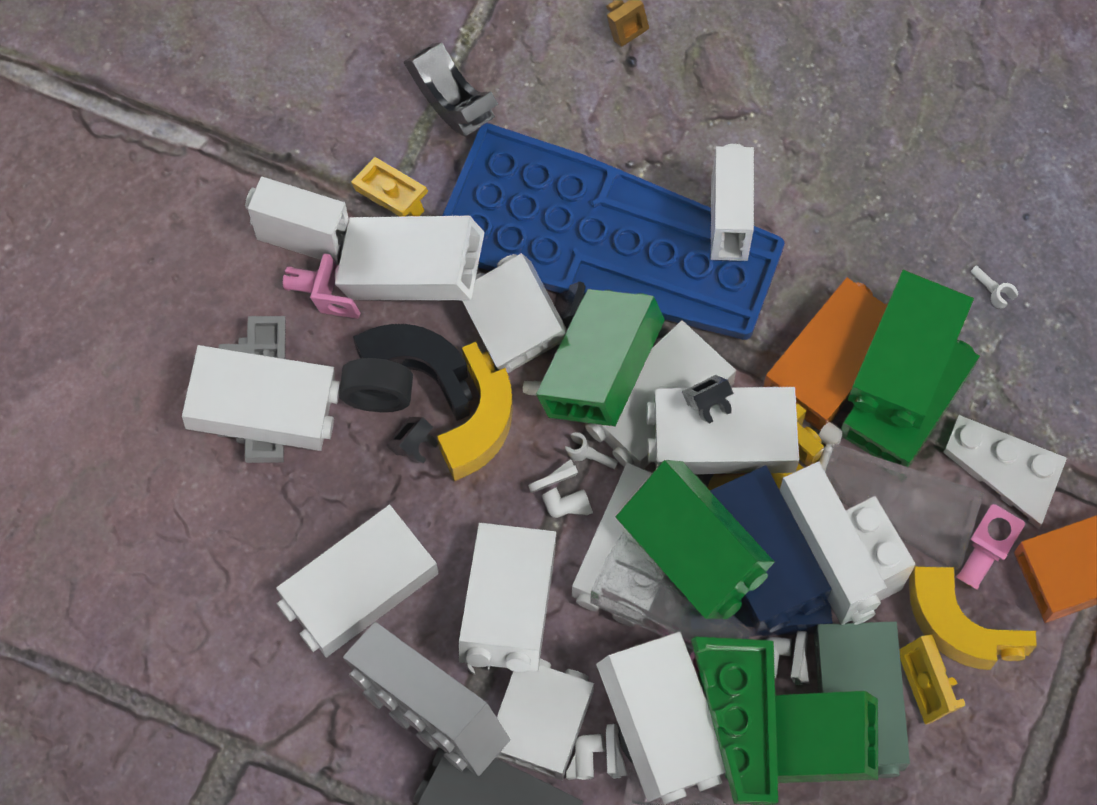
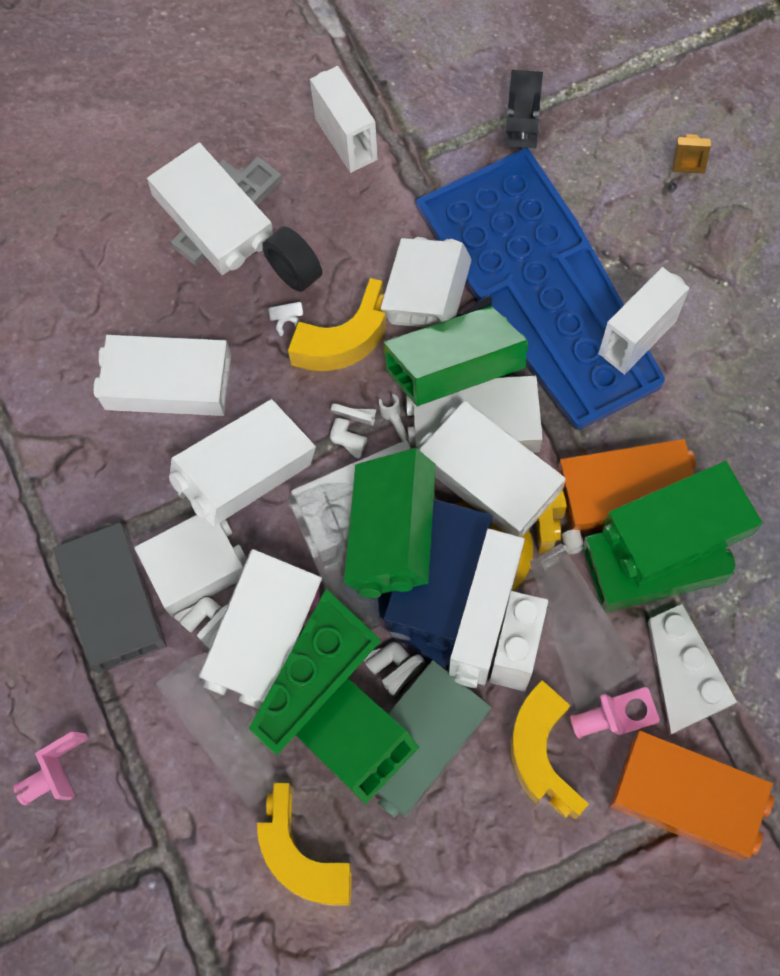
camera: 45 degrees right, 0 degrees up
(320, 285) = (322, 174): bright pink bracket -> none
(390, 188) = (425, 147): yellow plate -> none
(409, 258) = (391, 195): white brick -> none
(421, 351) = (344, 259): black arch -> none
(426, 699) = (117, 481): light grey brick -> none
(706, 394) = (493, 430): black tile -> none
(929, 679) = (477, 774): yellow plate -> none

